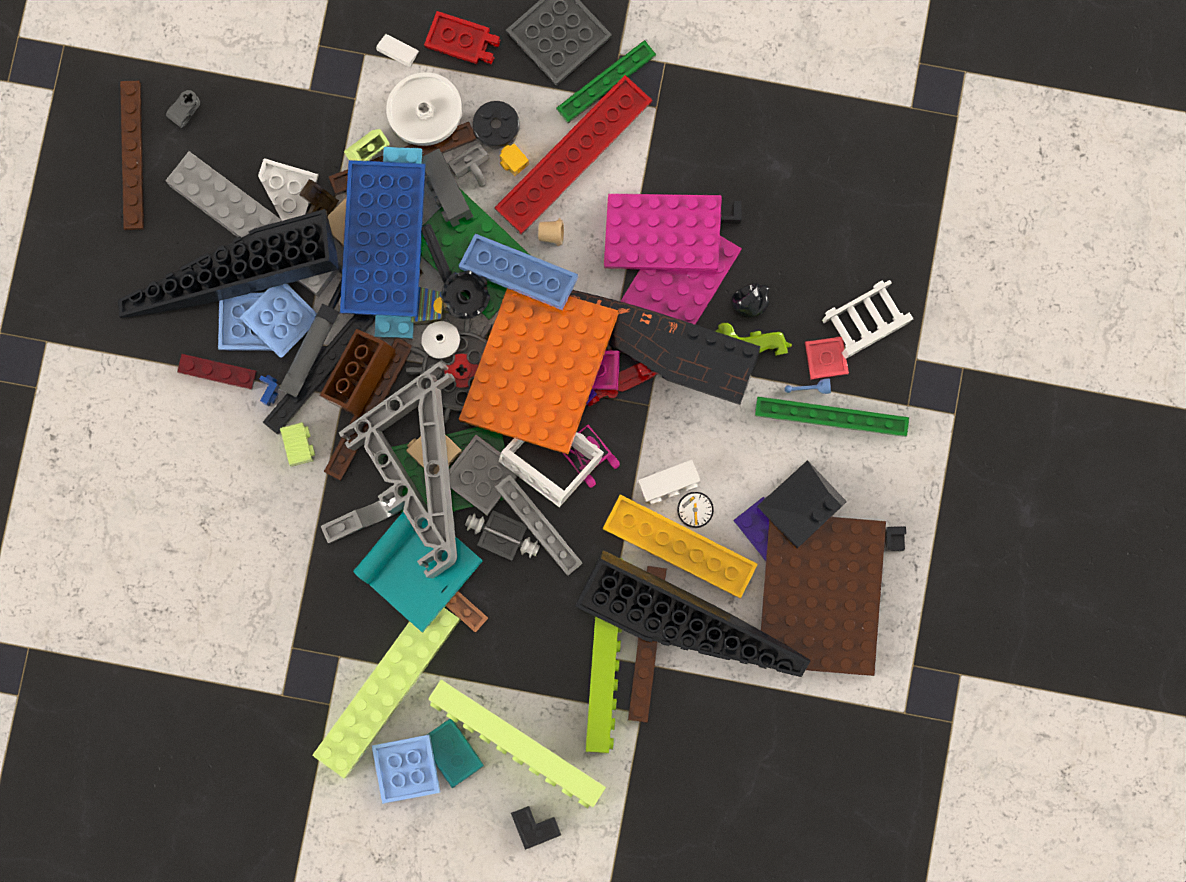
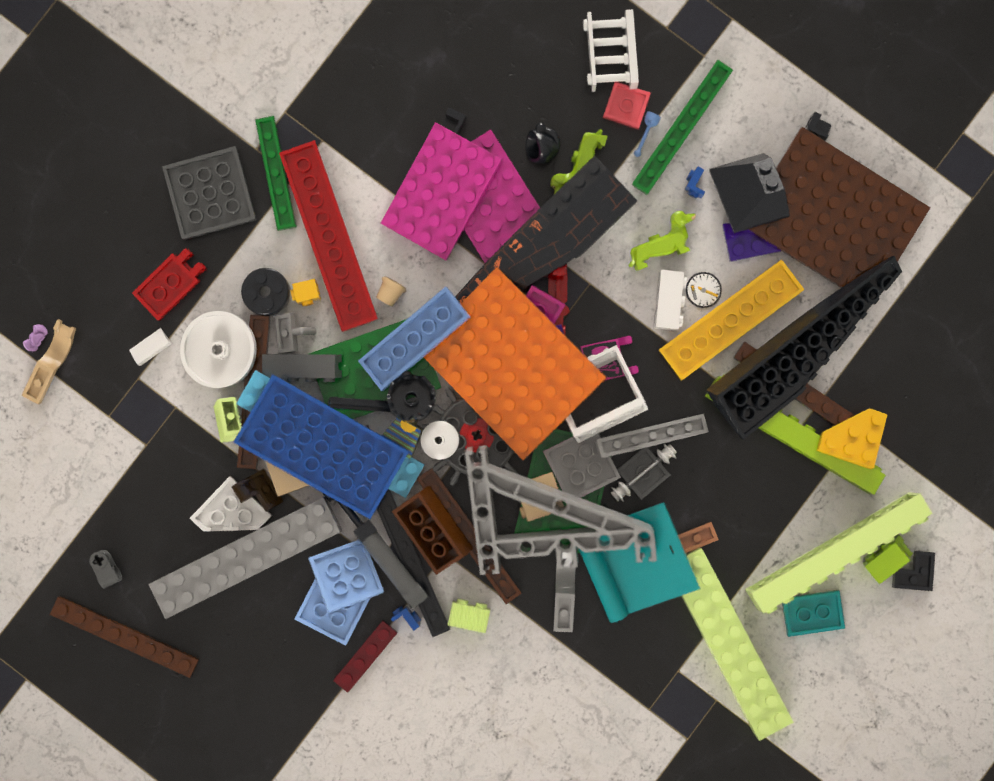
camera: 60 degrees left, 5 degrees up
(251, 263) = (283, 579): black wedge -> none
(406, 769) = (809, 661): light blue plate -> none
(534, 795) = (887, 559): none -> lime hinge
(627, 708) = (855, 438): none -> yellow plate
(717, 453) = (664, 245): none -> lime animal
(789, 449) = (693, 178): none -> blue bracket

